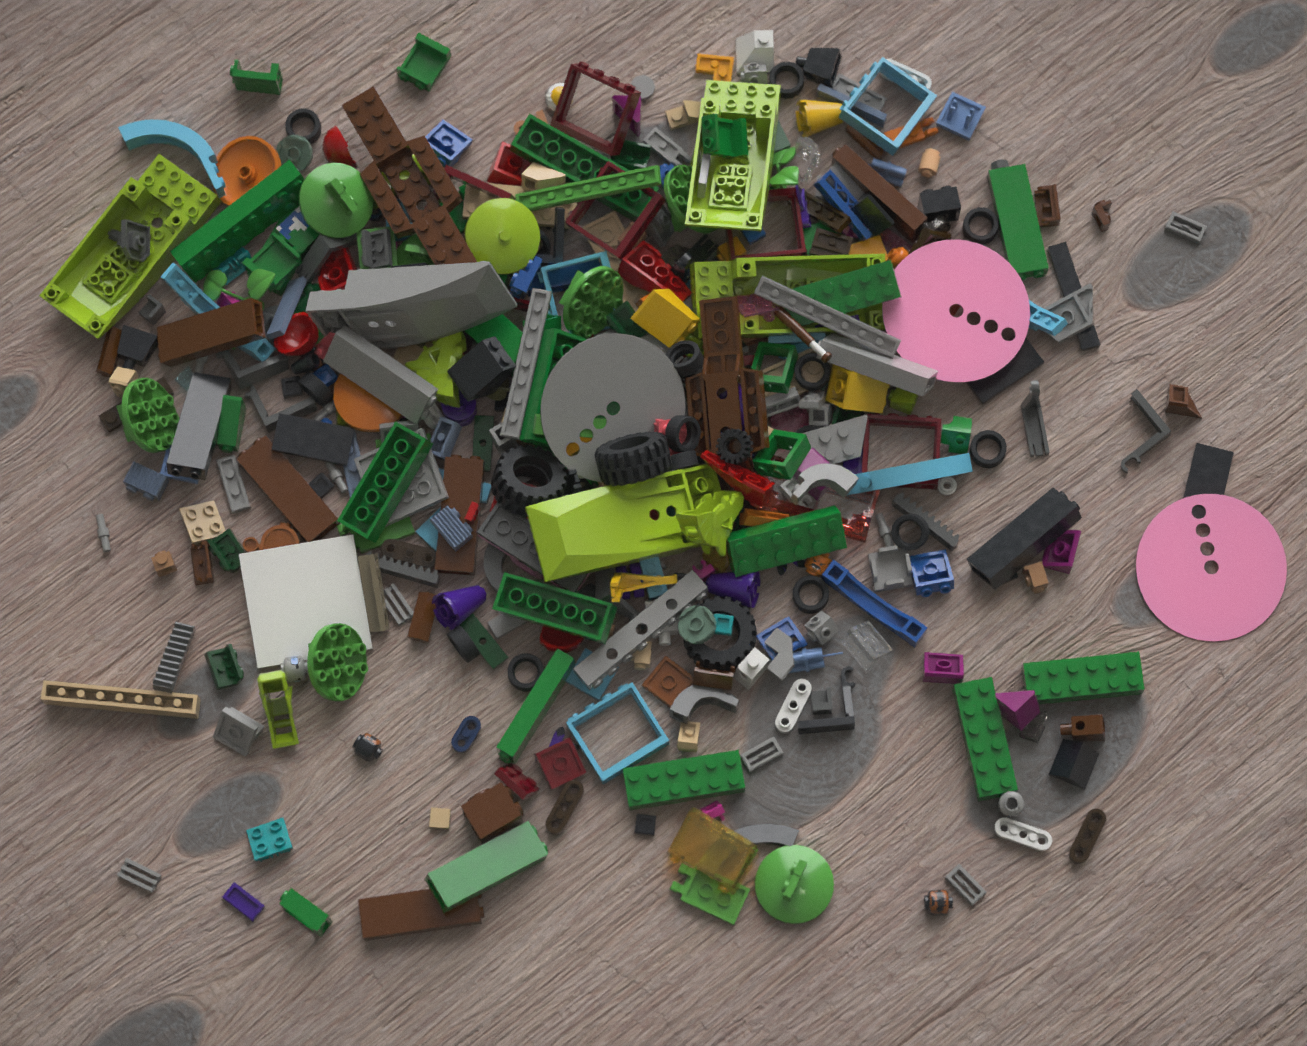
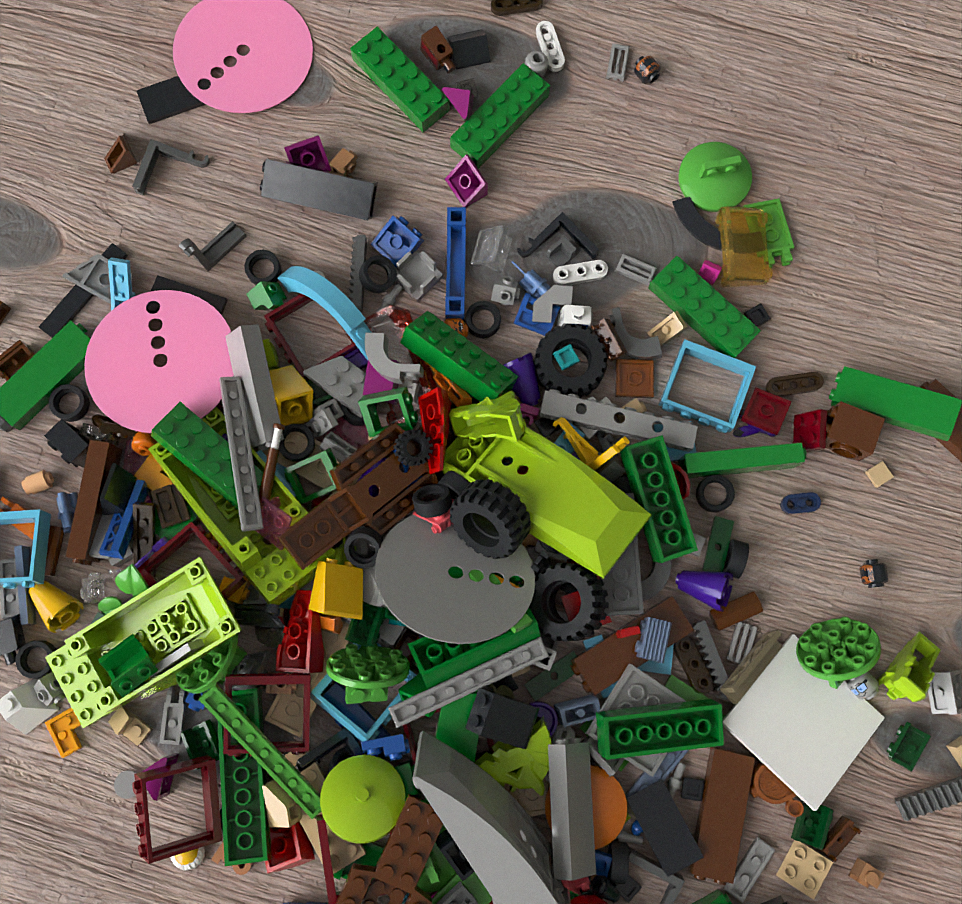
camera: 130 degrees left, 5 degrees up
(697, 624) = (582, 376): sand green tile -> none

